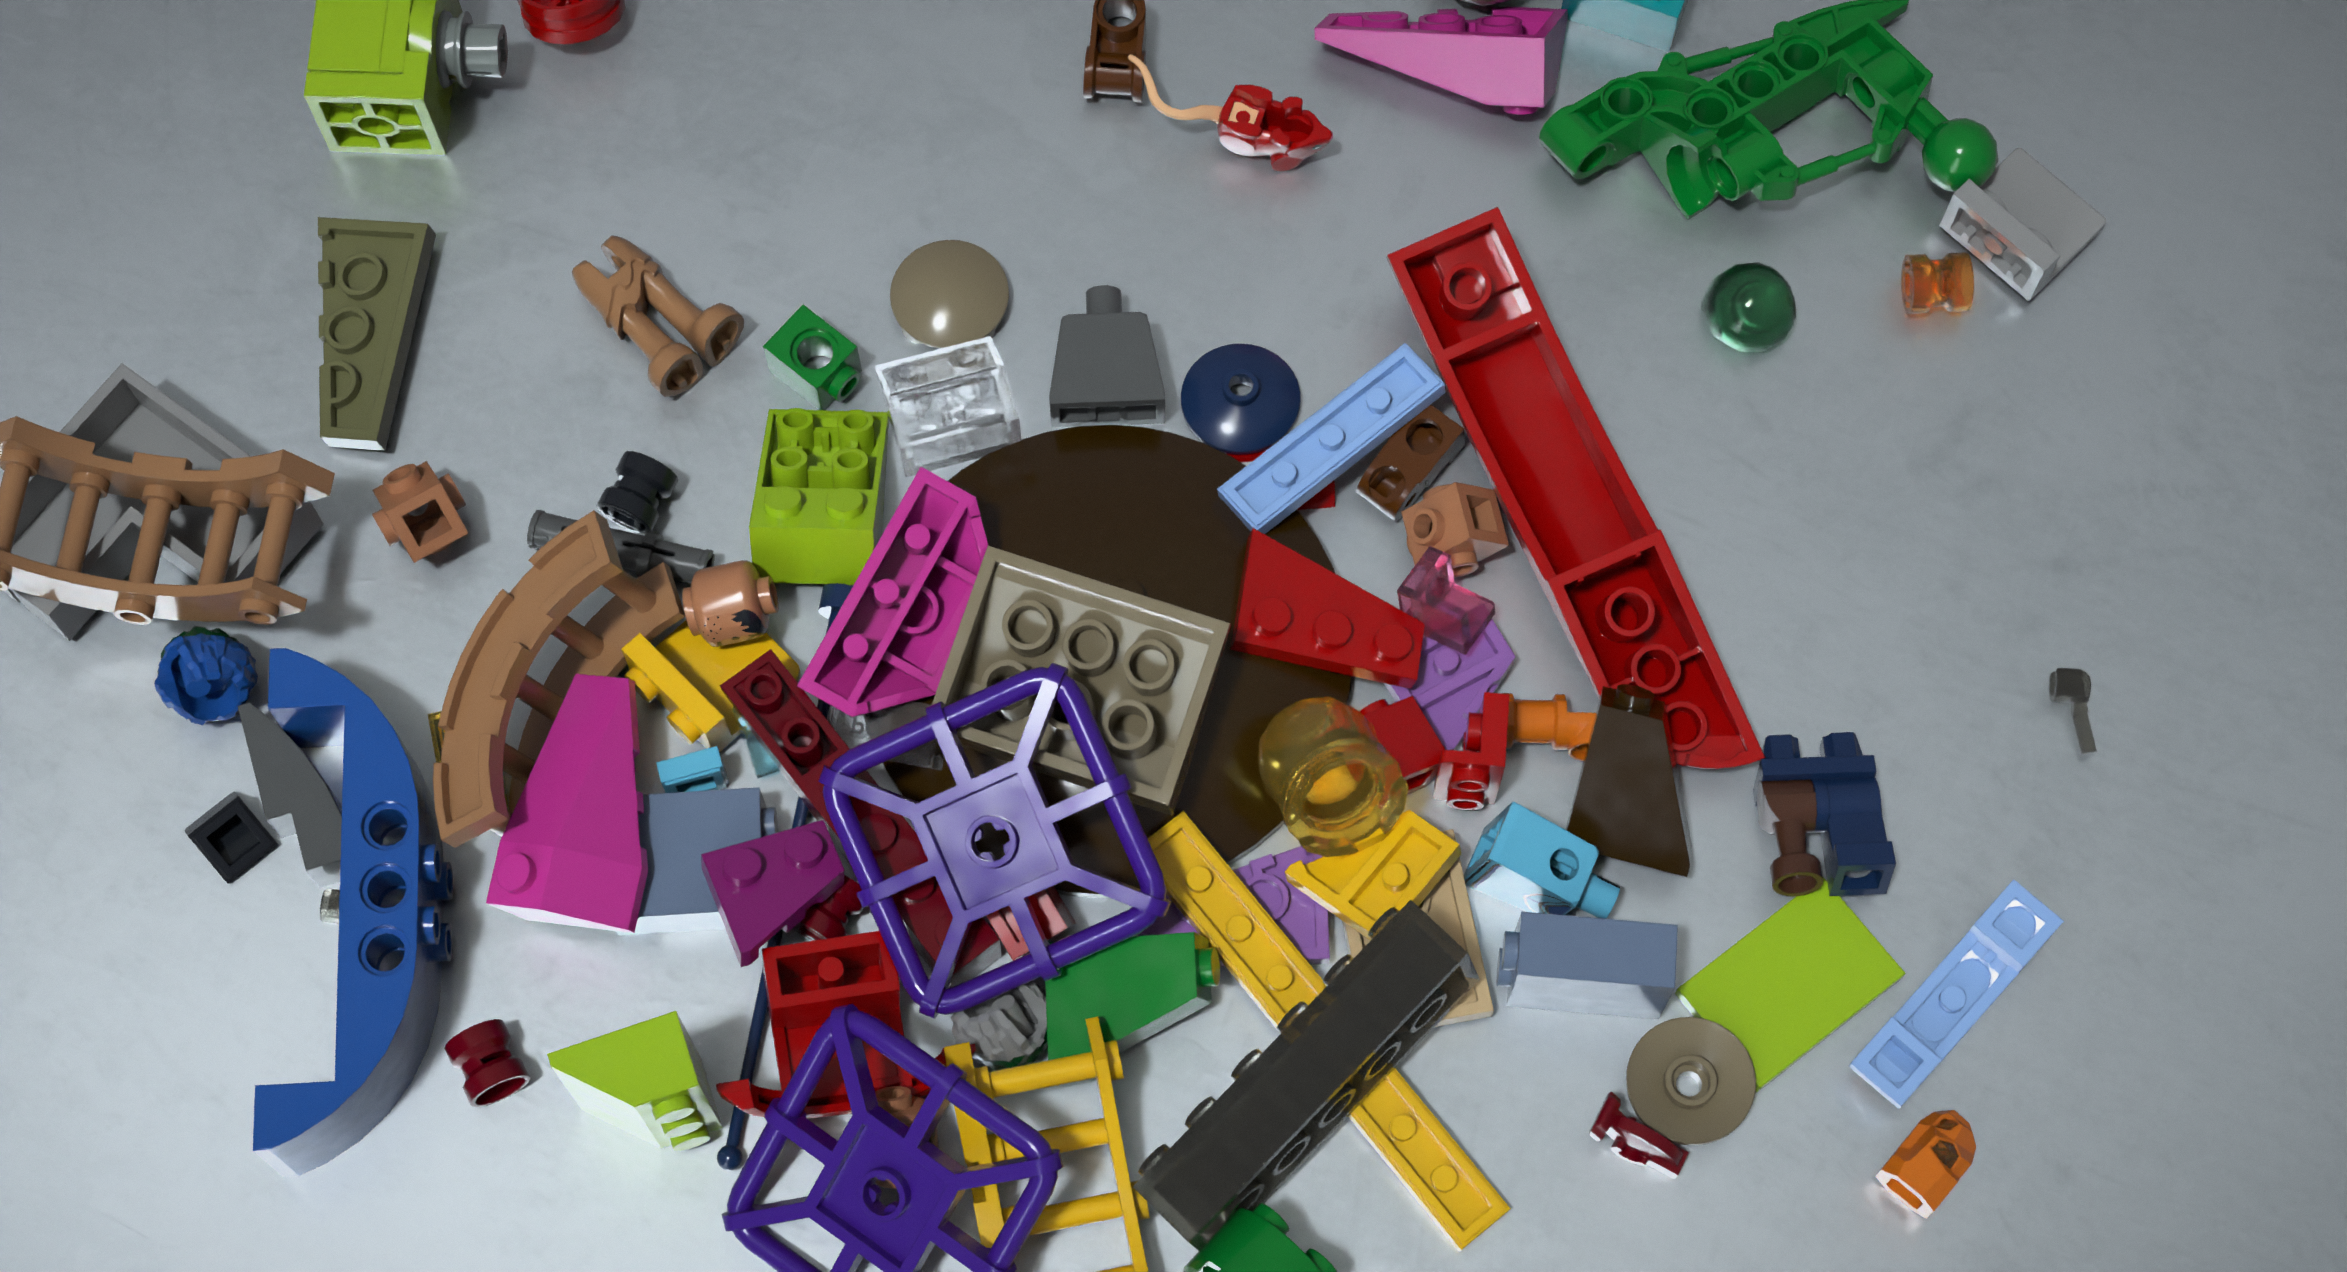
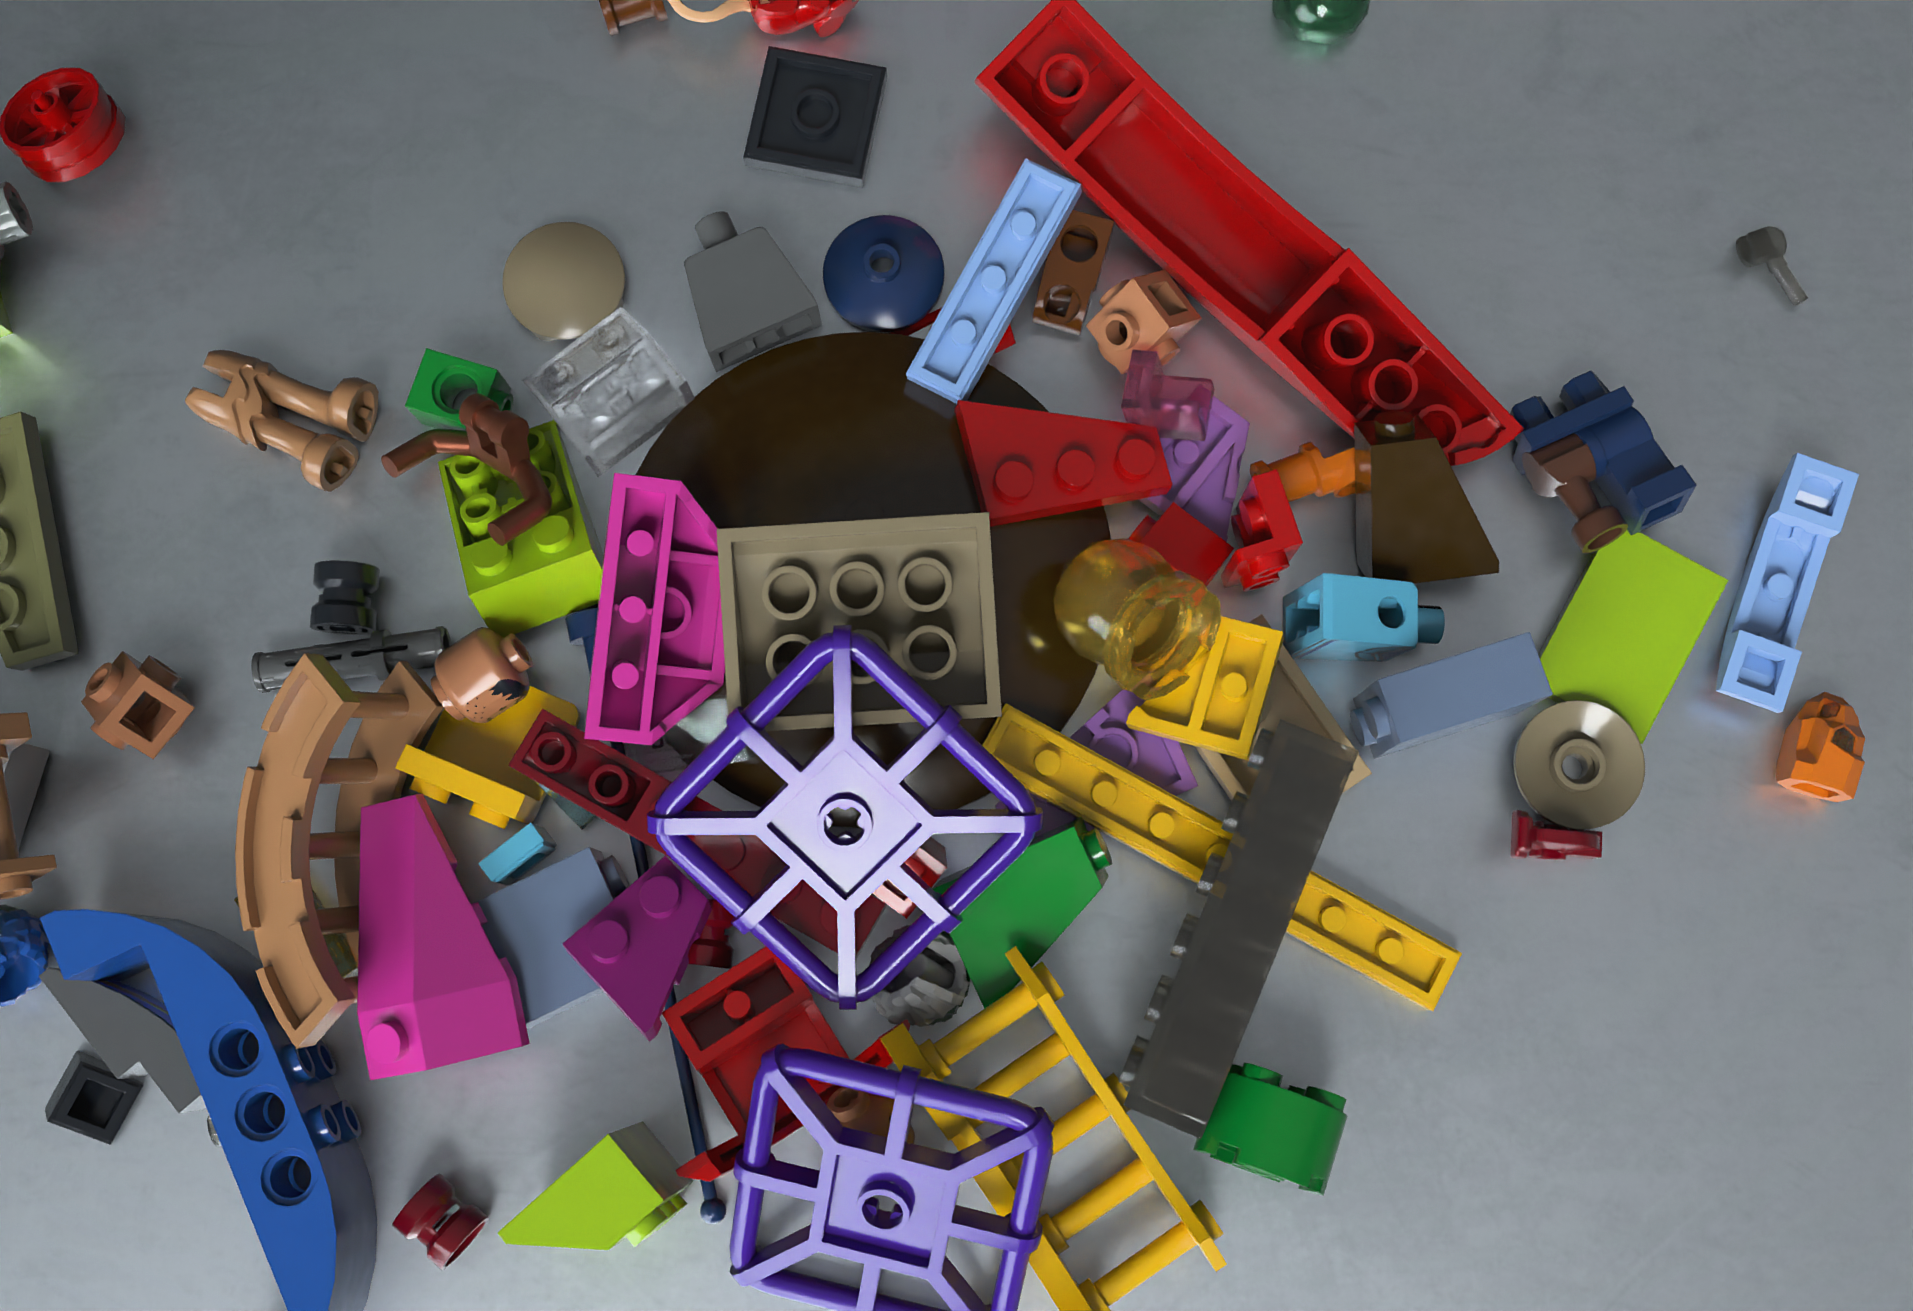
camera: 20 degrees left, 10 degrees up
(828, 405) = (496, 440): none -> copper piece
(1238, 237) = (815, 116): none -> black tile

